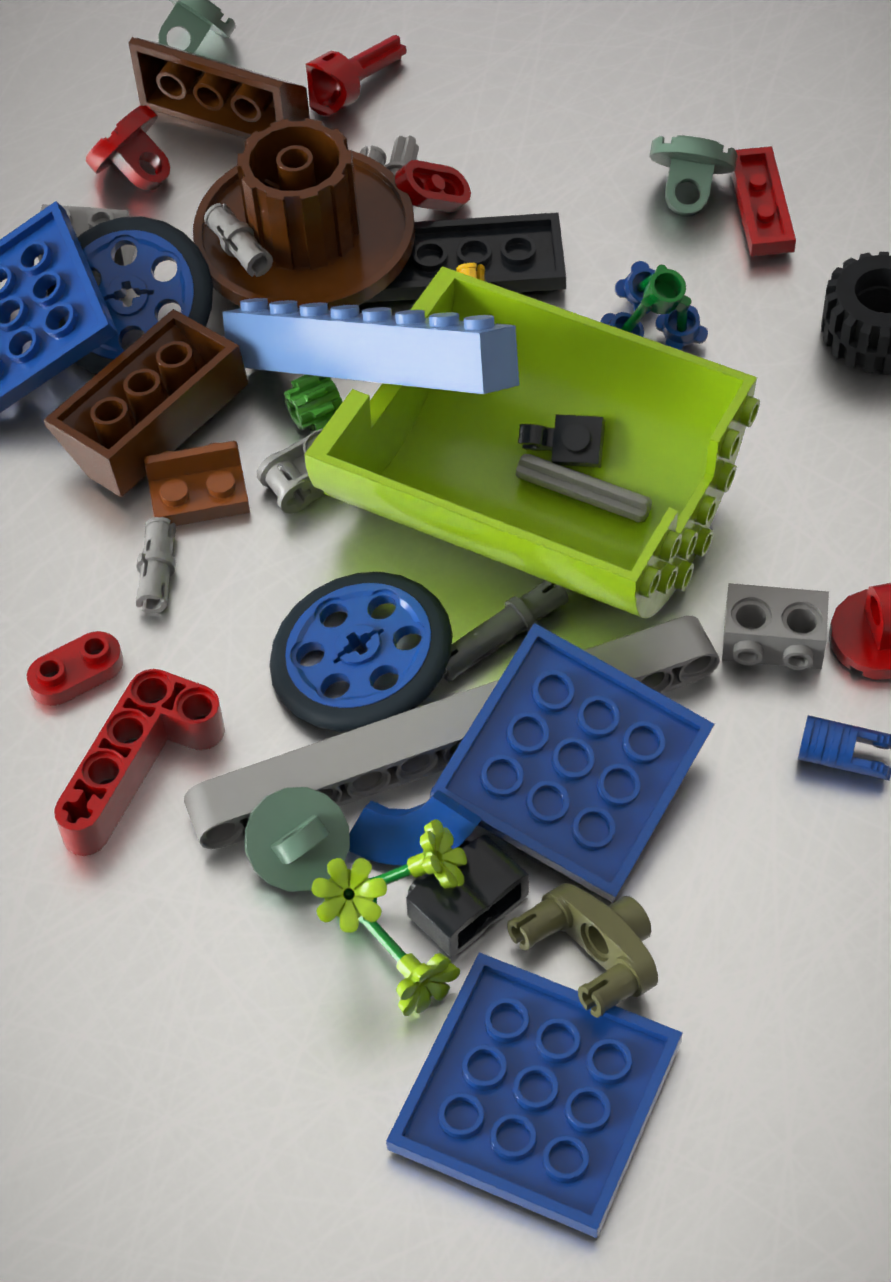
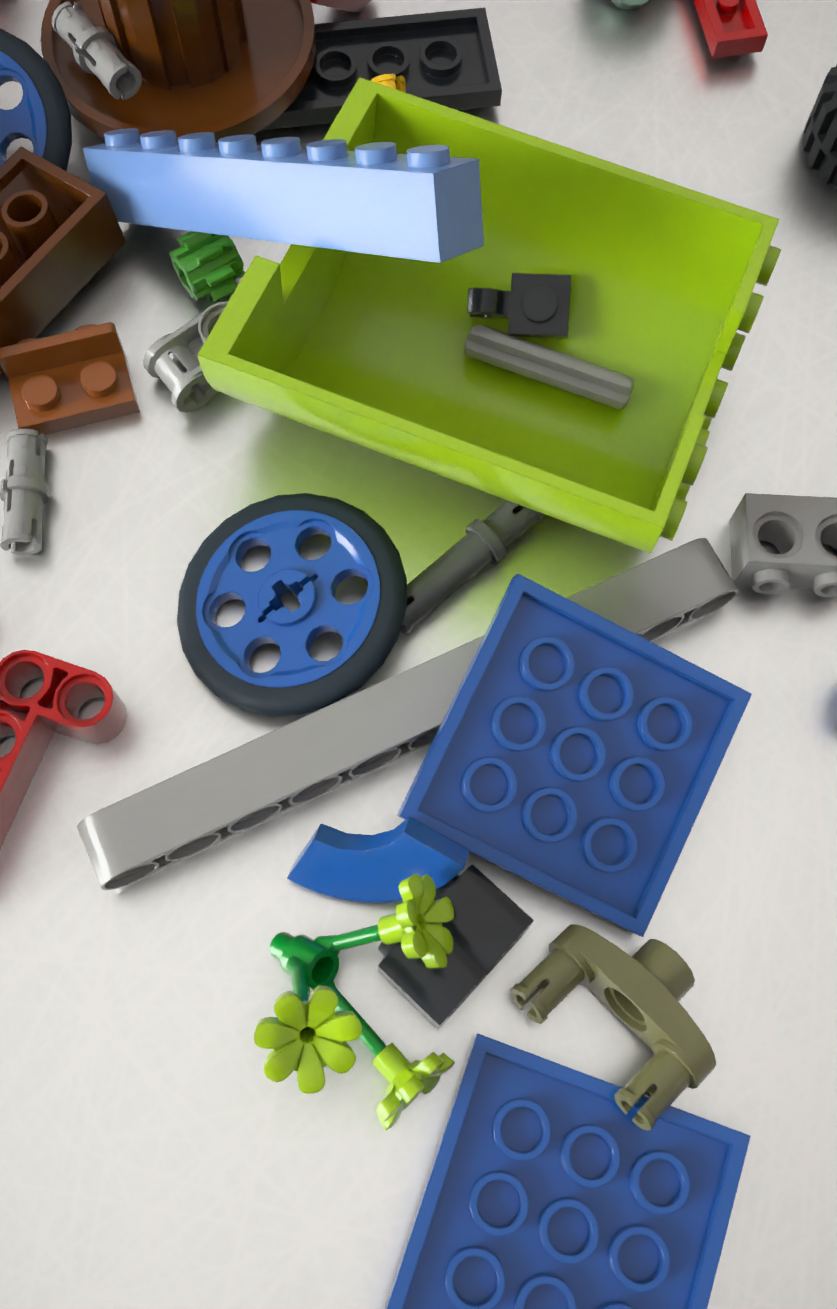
camera: 10 degrees left, 15 degrees up
(295, 837) = (227, 883): sand green tile -> none
(663, 294) = (622, 106): plant -> none

